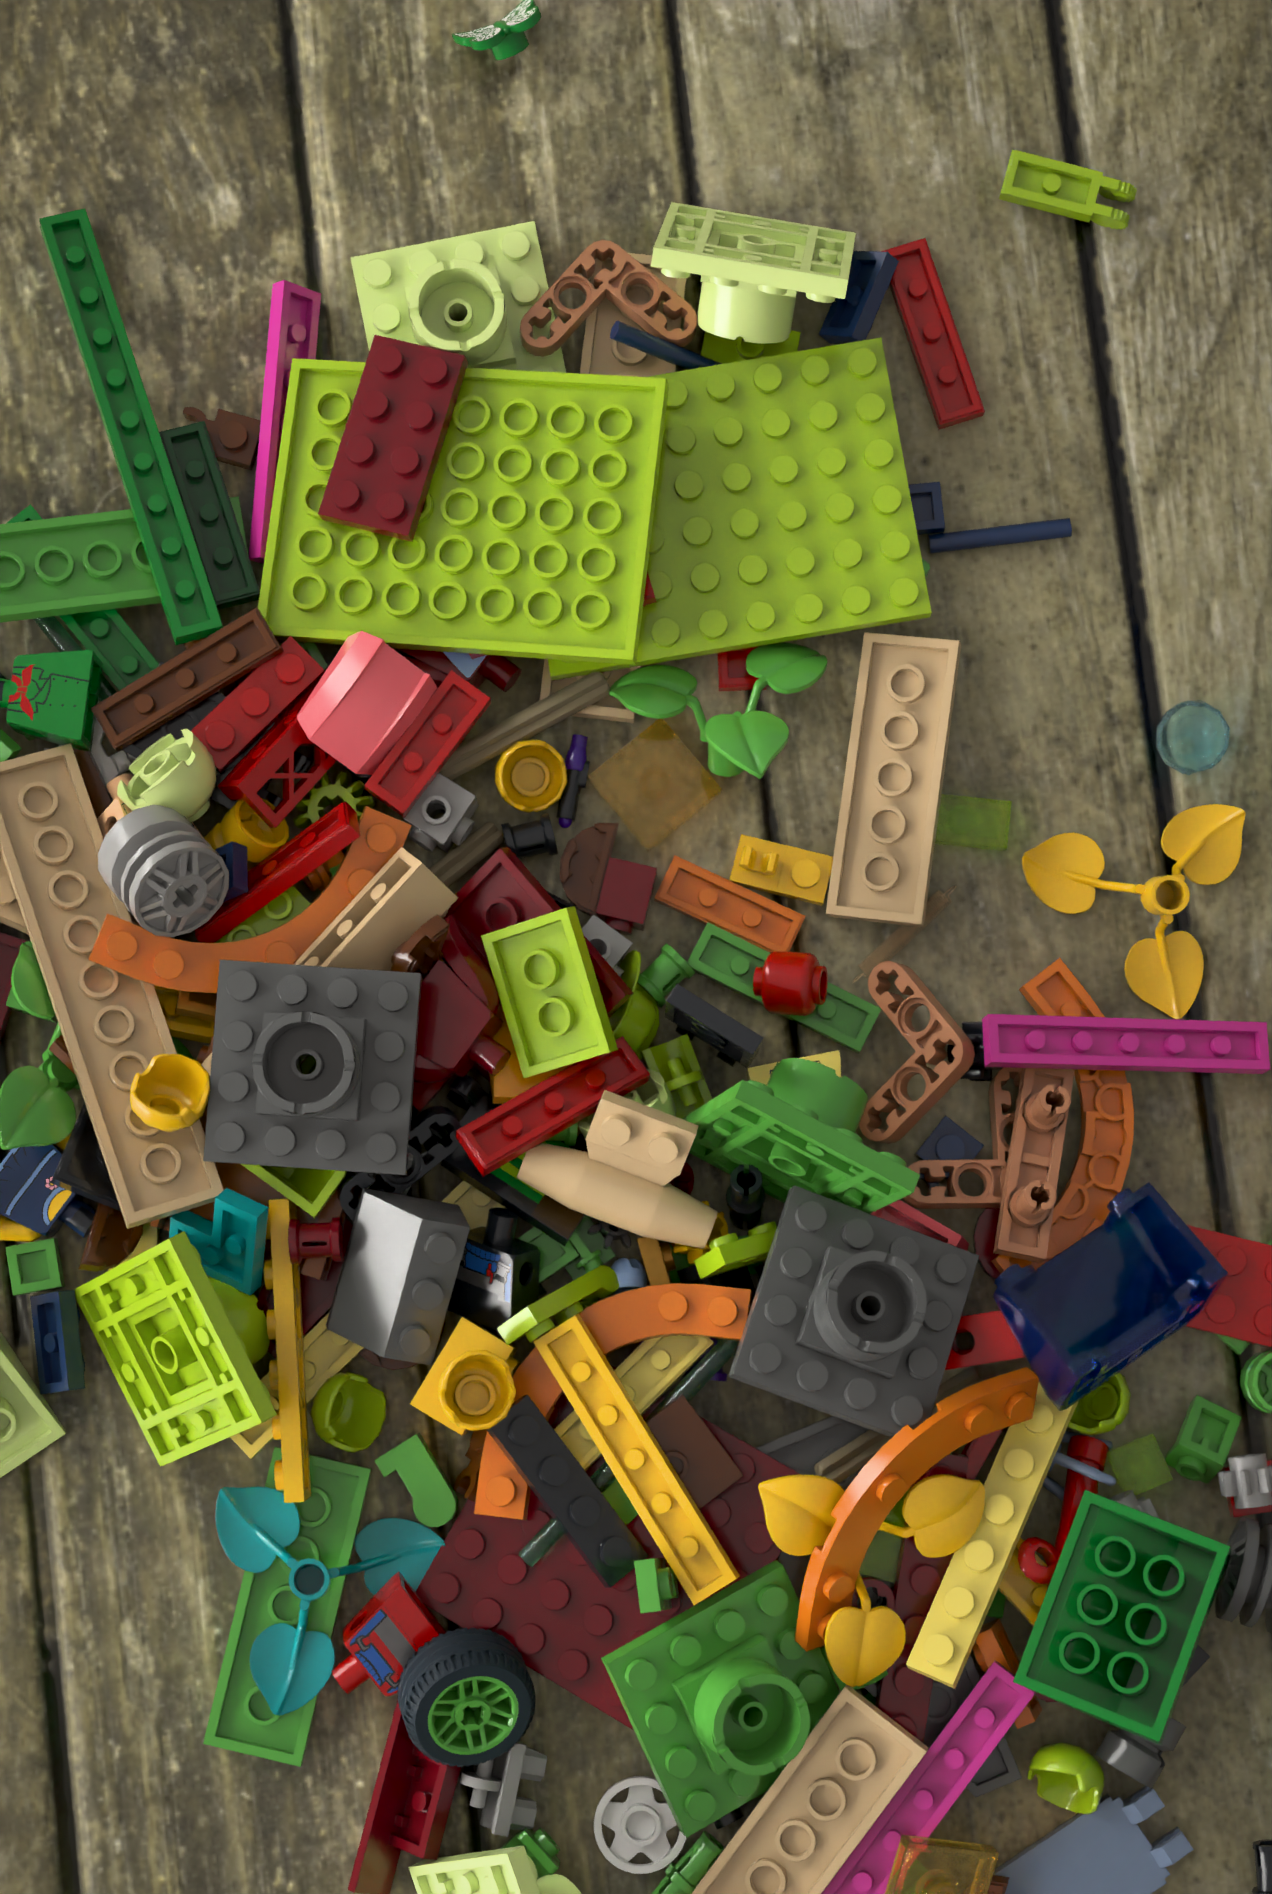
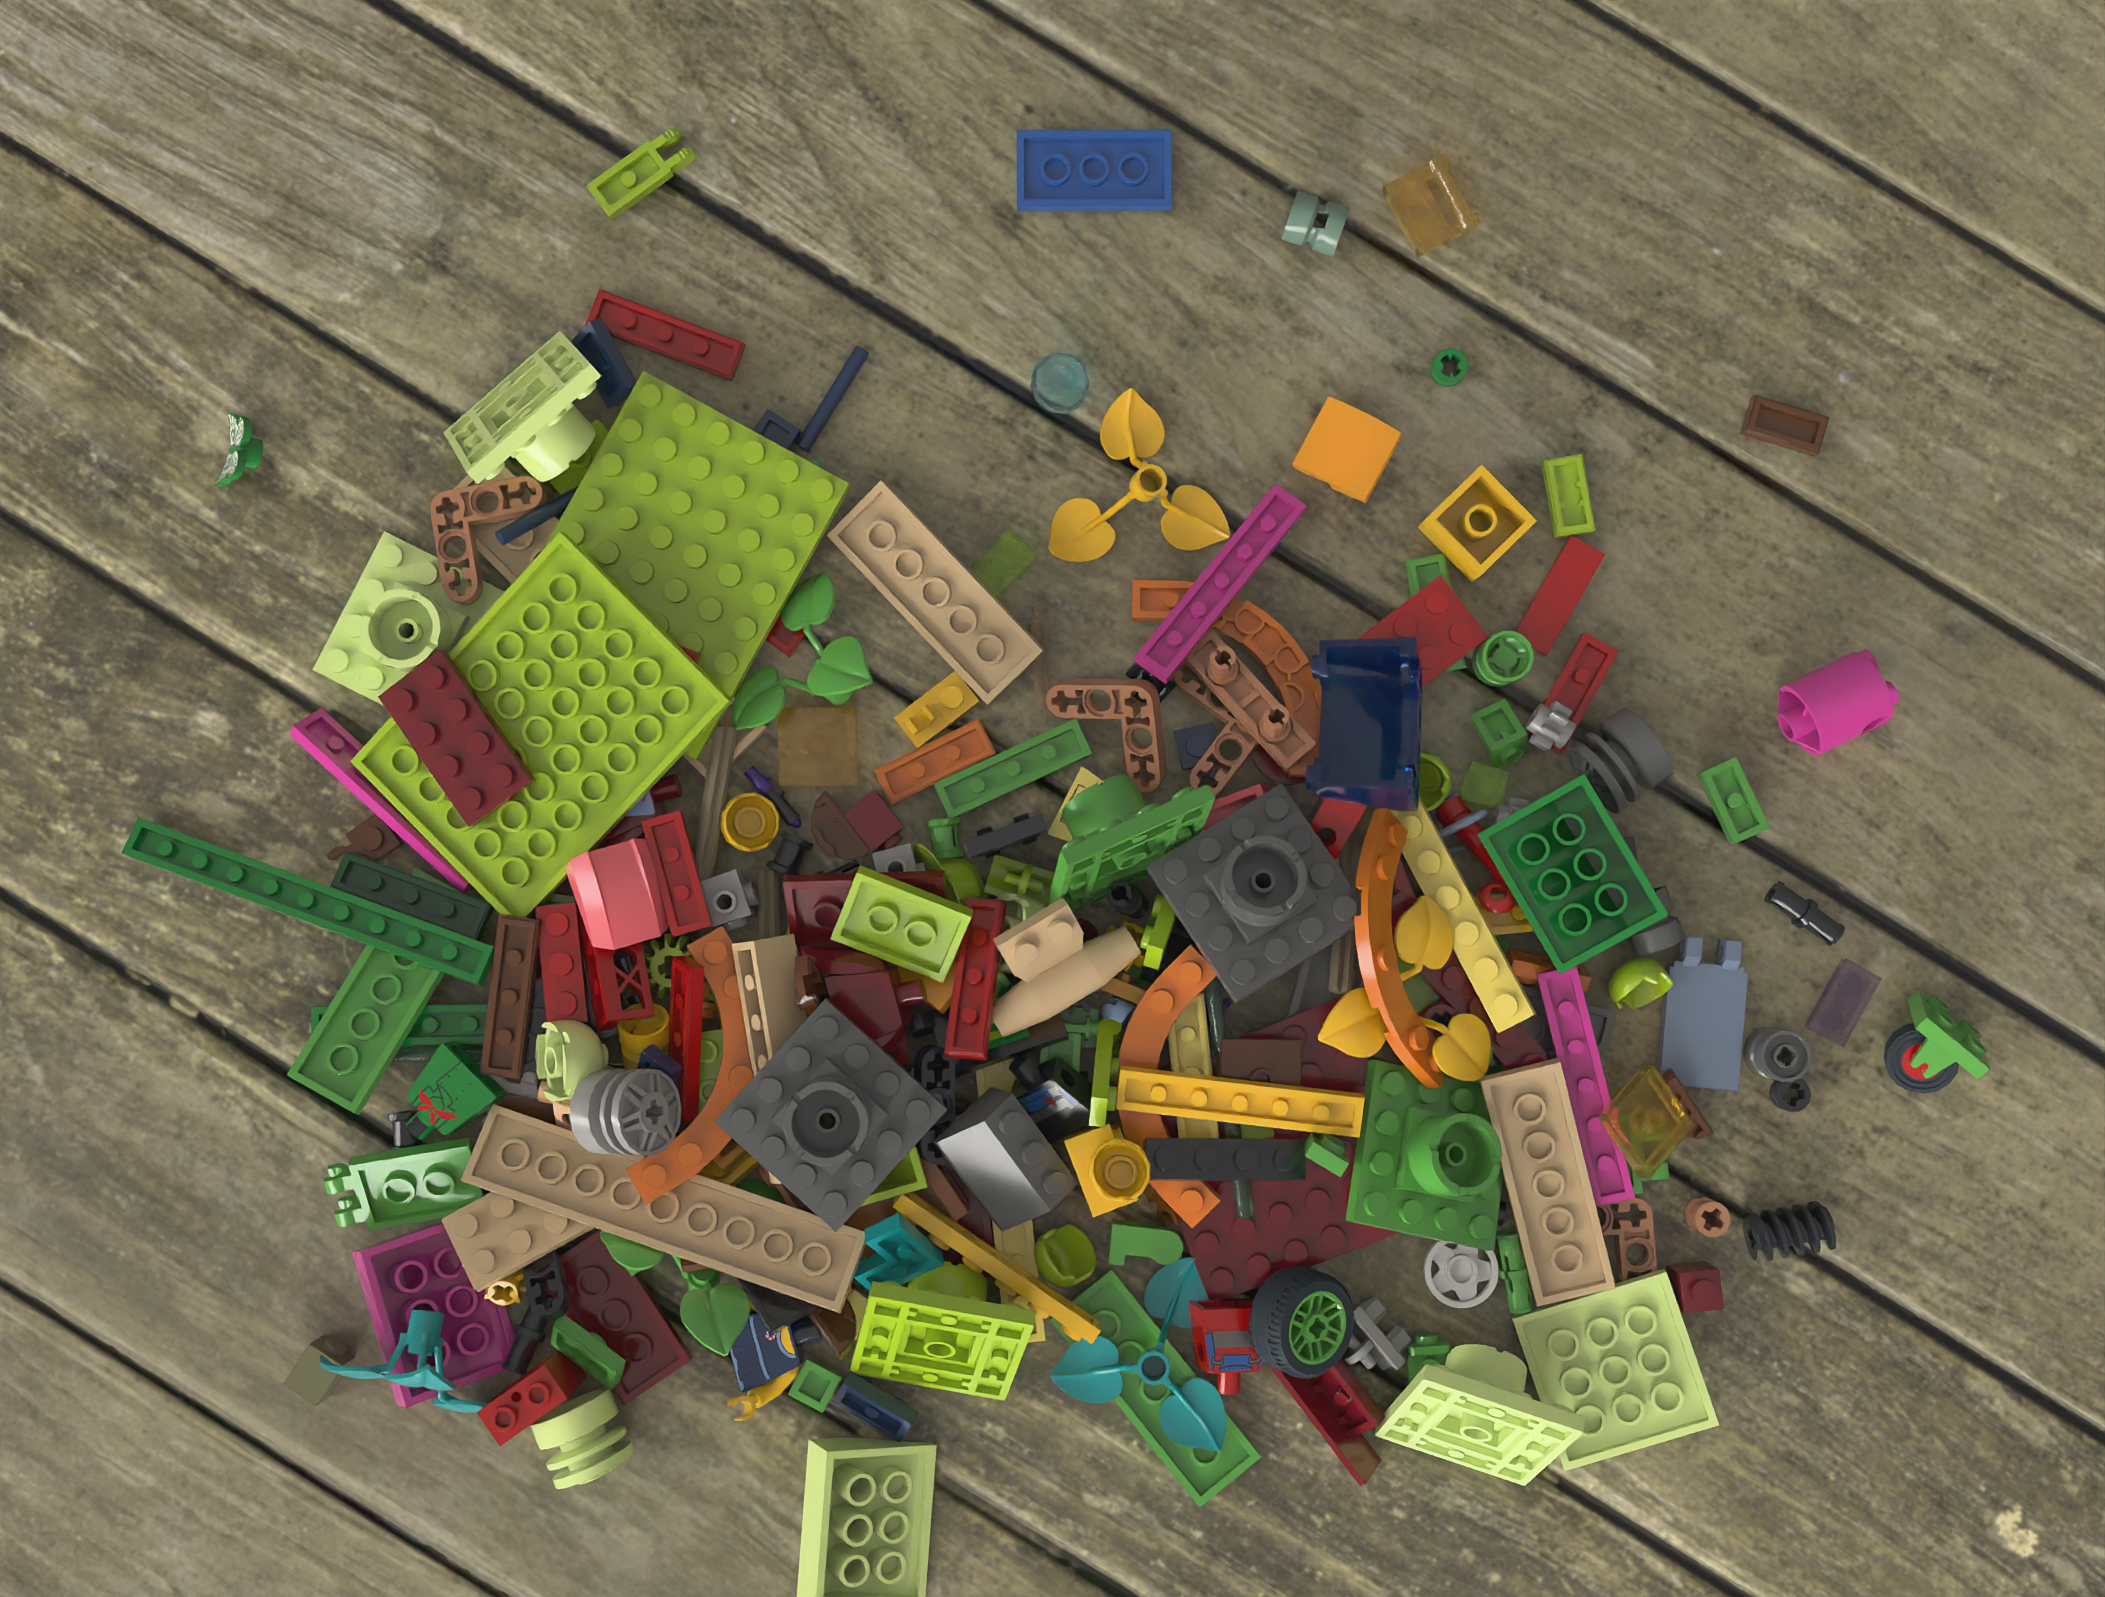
camera: 55 degrees left, 5 degrees up
(170, 1092) = (775, 1219): yellow hair -> none
(316, 1240) = (942, 1196): dark red bush -> none
(791, 983) = (1015, 763): red head -> none

